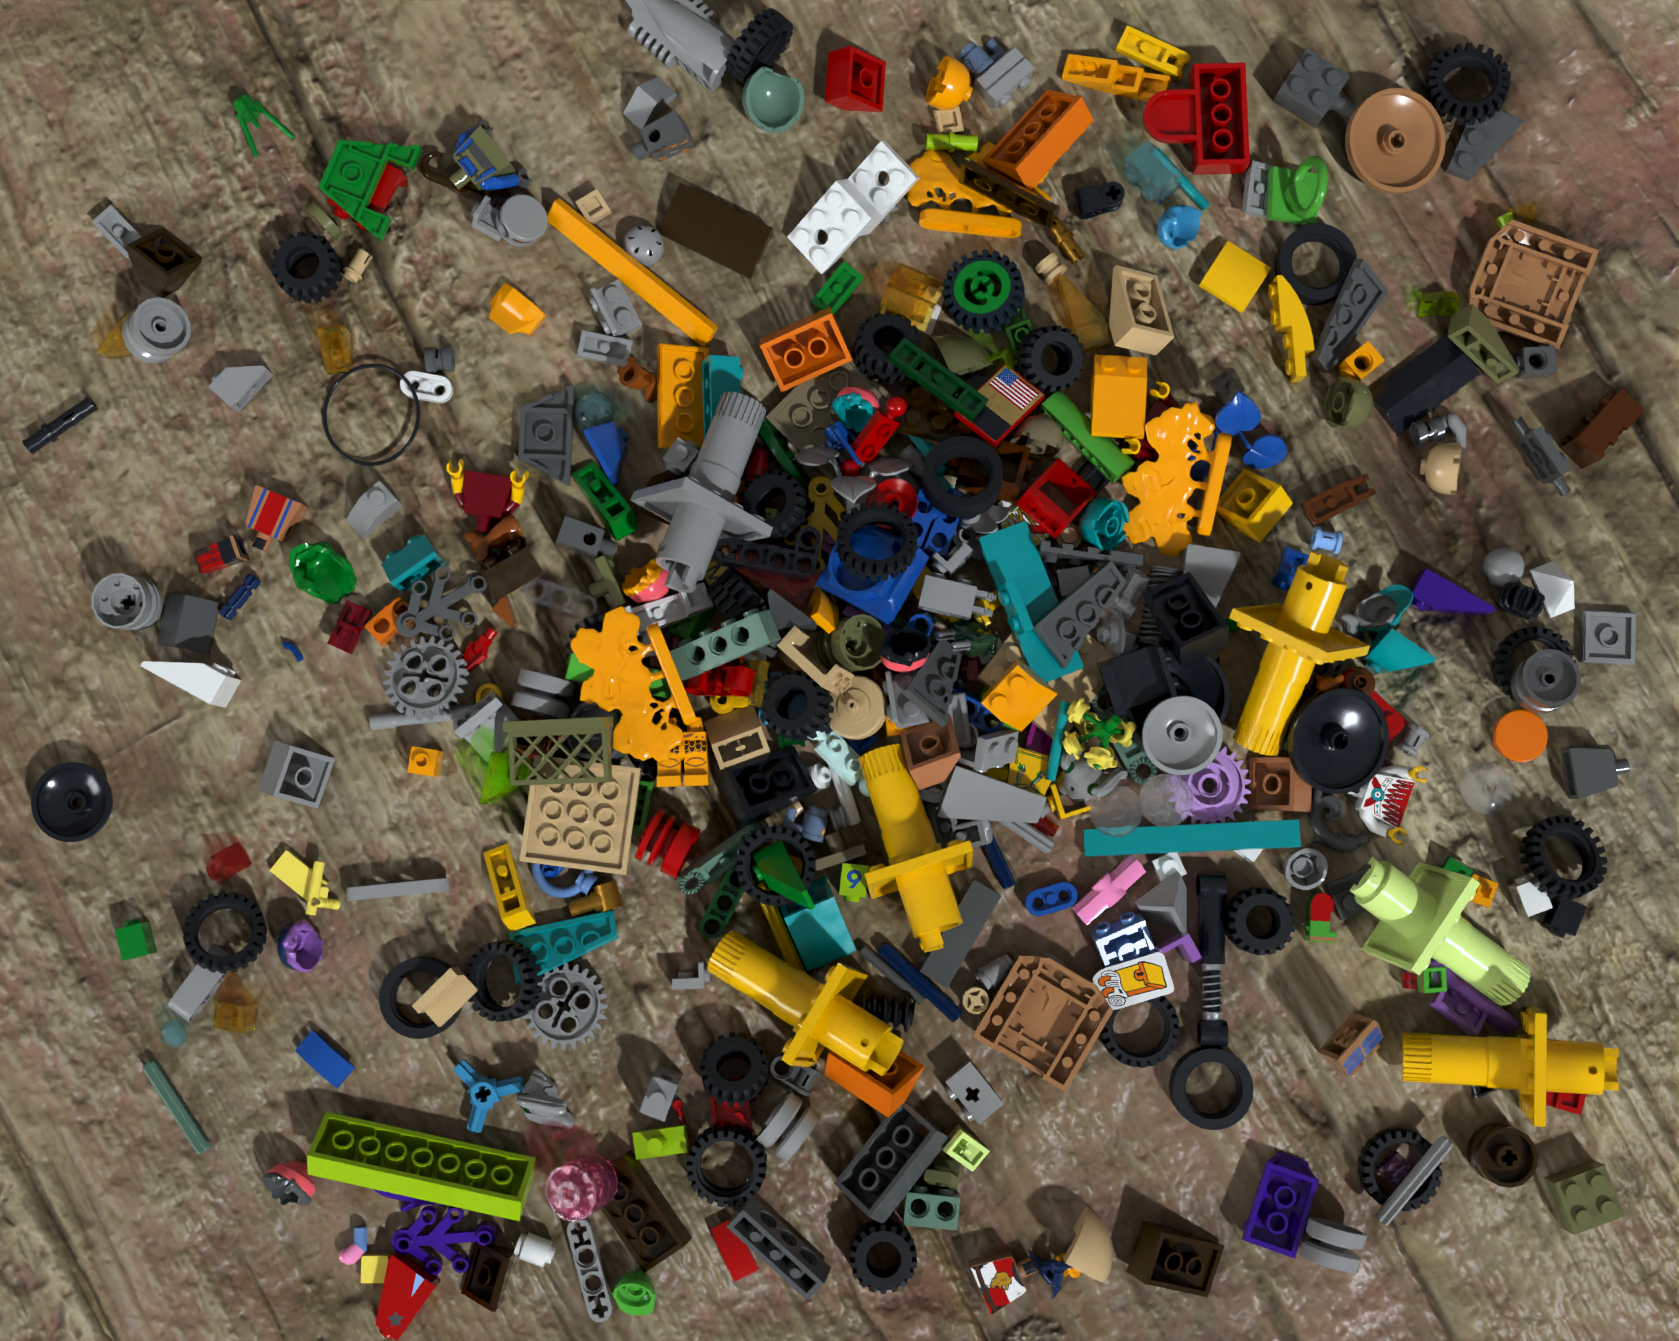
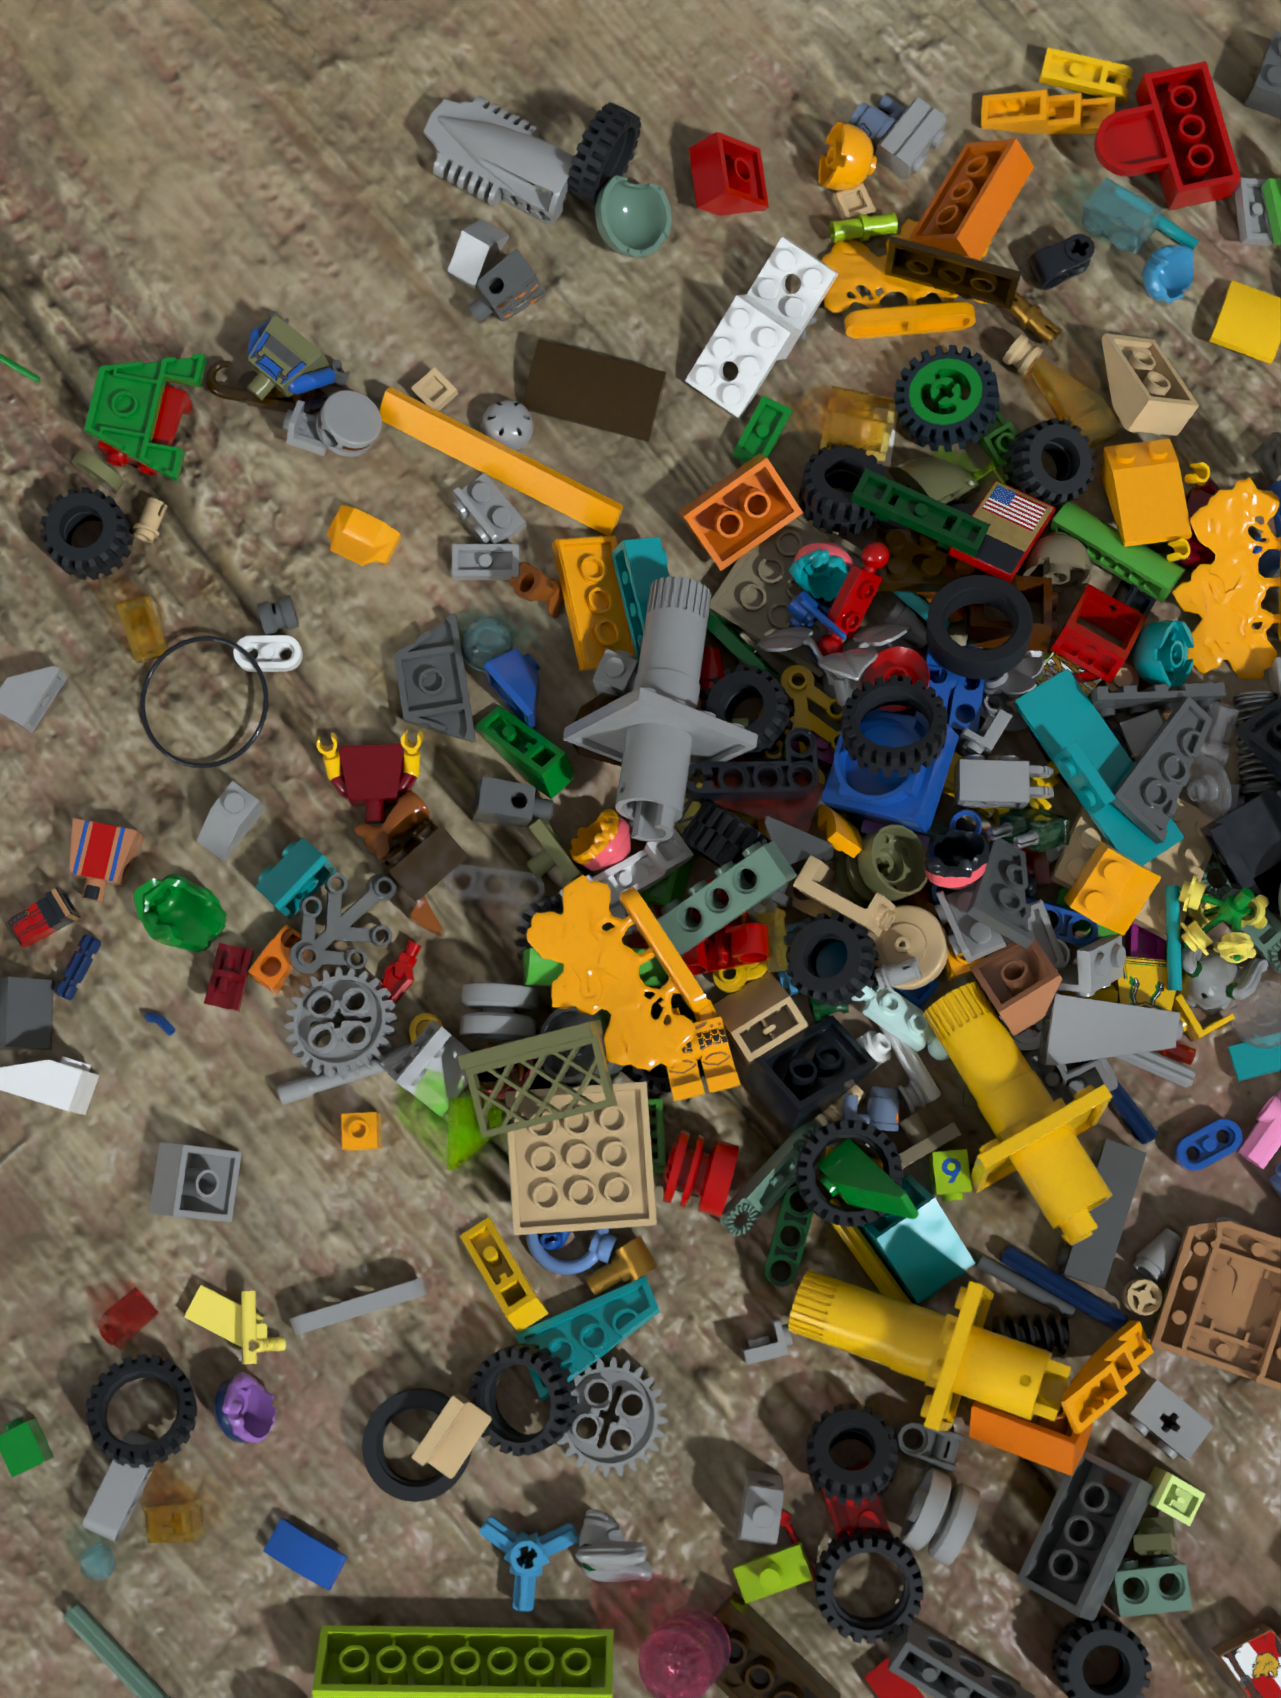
camera: 10 degrees left, 5 degrees down
(843, 726) = (898, 973): none -> light grey pin
(930, 1050) = (1104, 1376): none -> light orange slope

